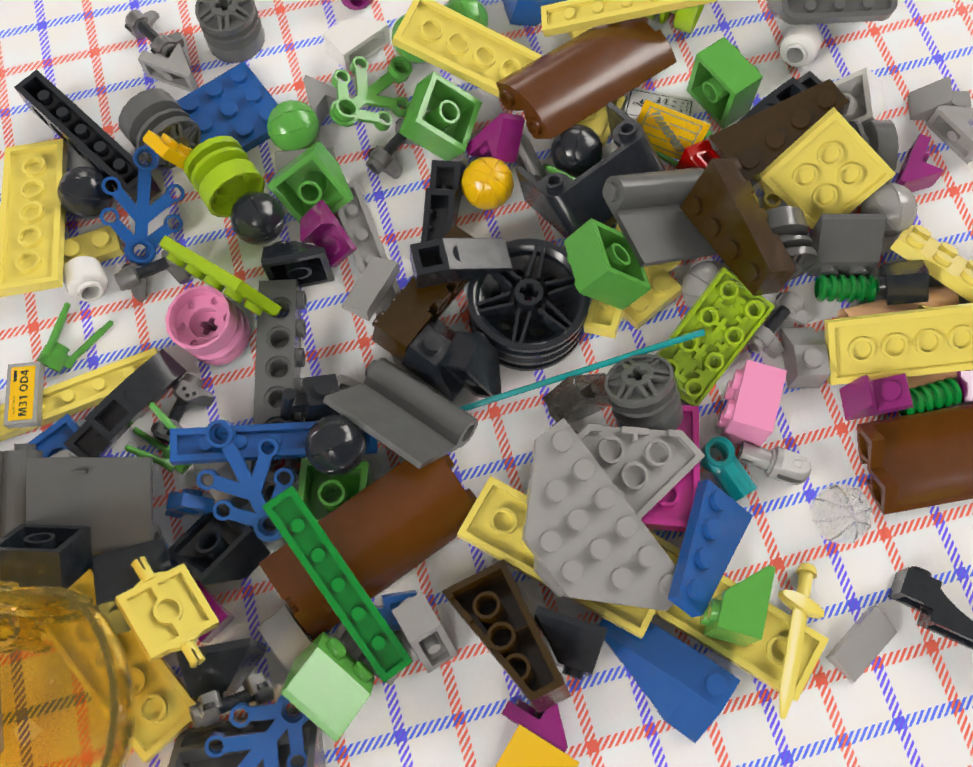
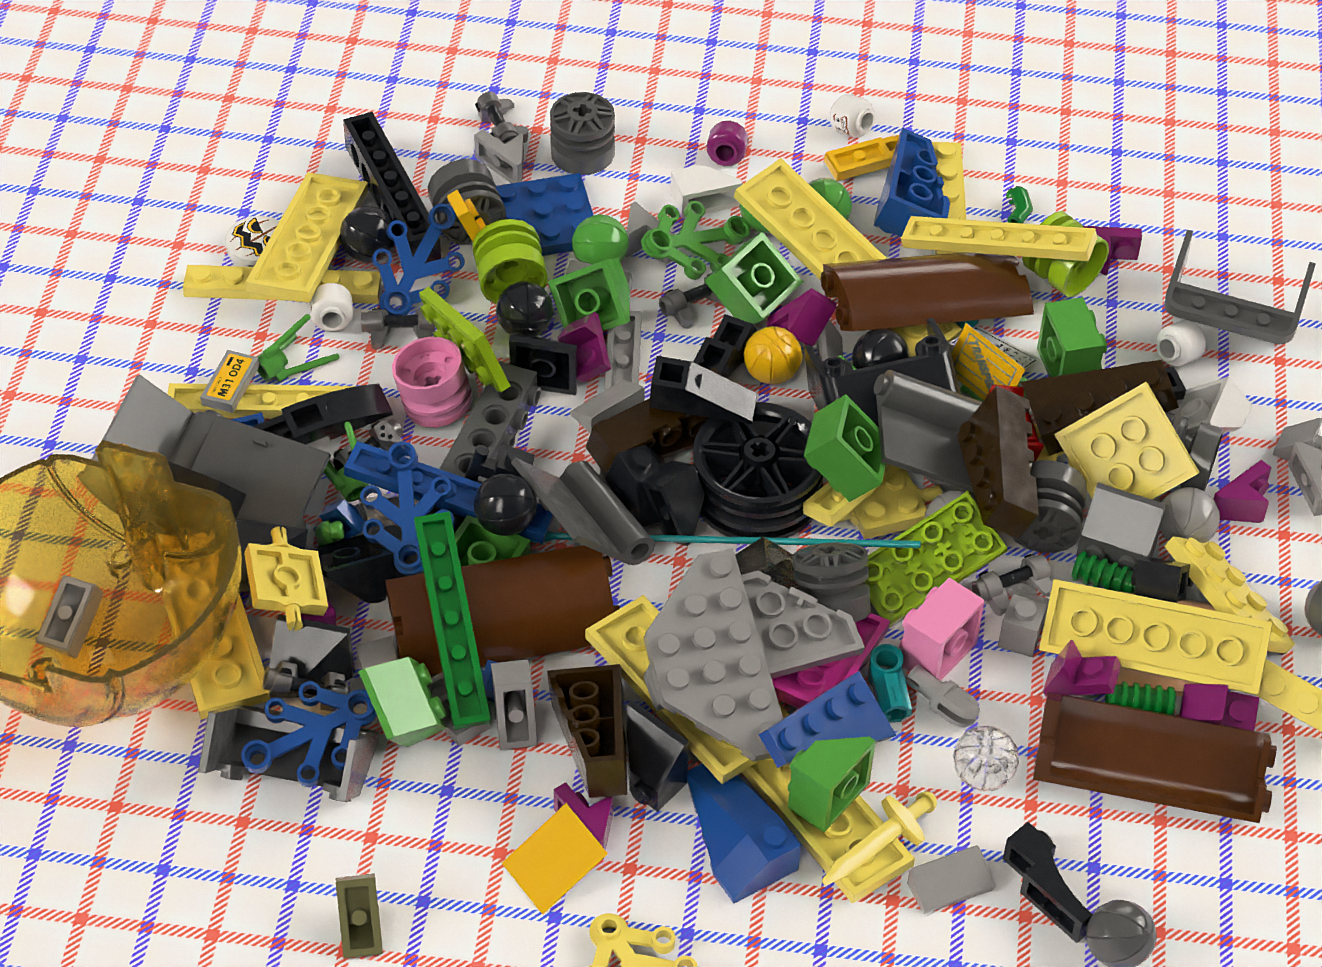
camera: 20 degrees right, 20 degrees down
(183, 522) = (328, 532): none -> bright green arm

